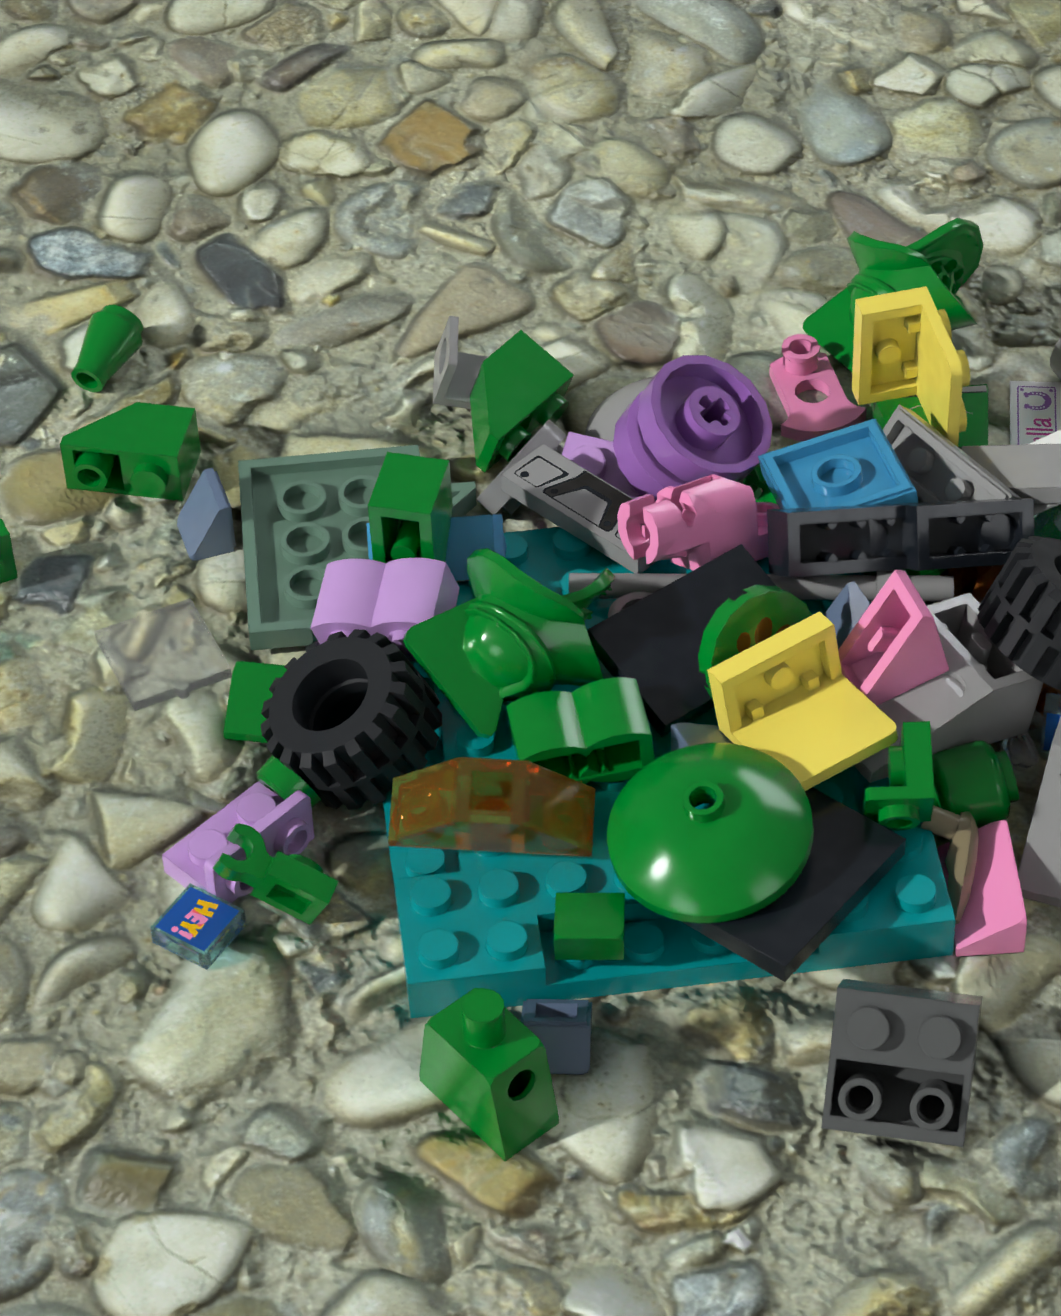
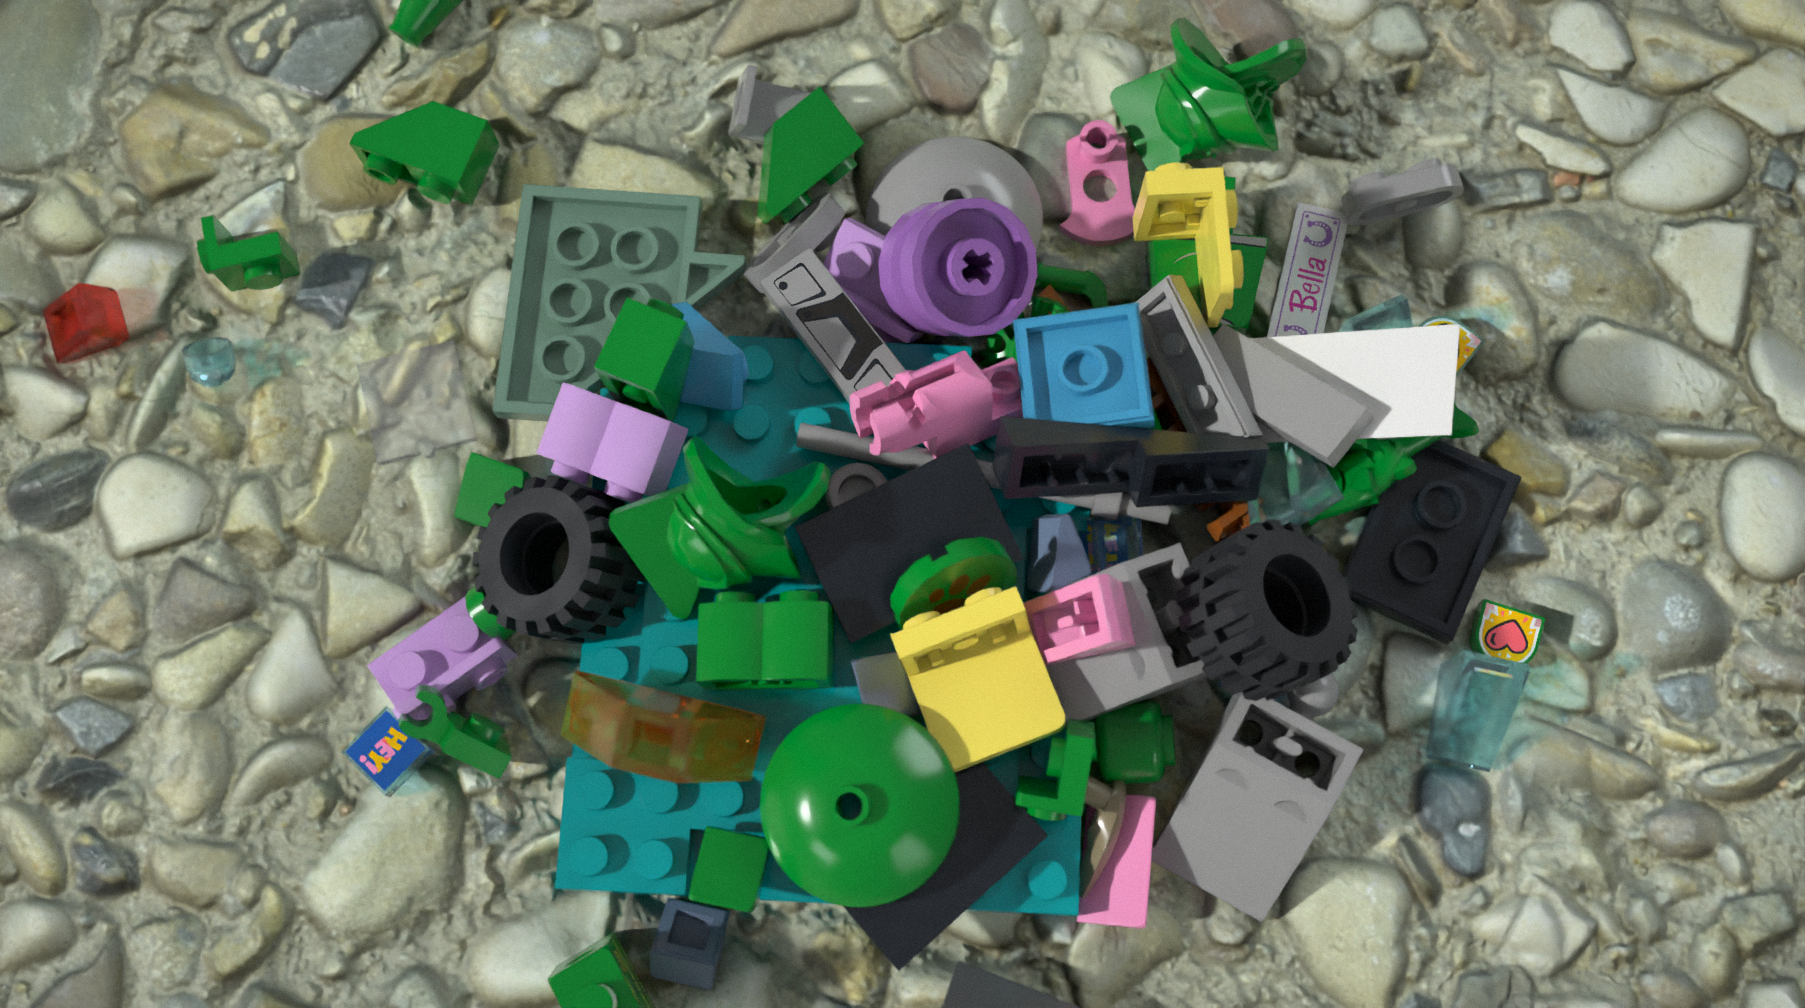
camera: 10 degrees right, 30 degrees up
(207, 519) = (485, 247): sand blue slope -> none

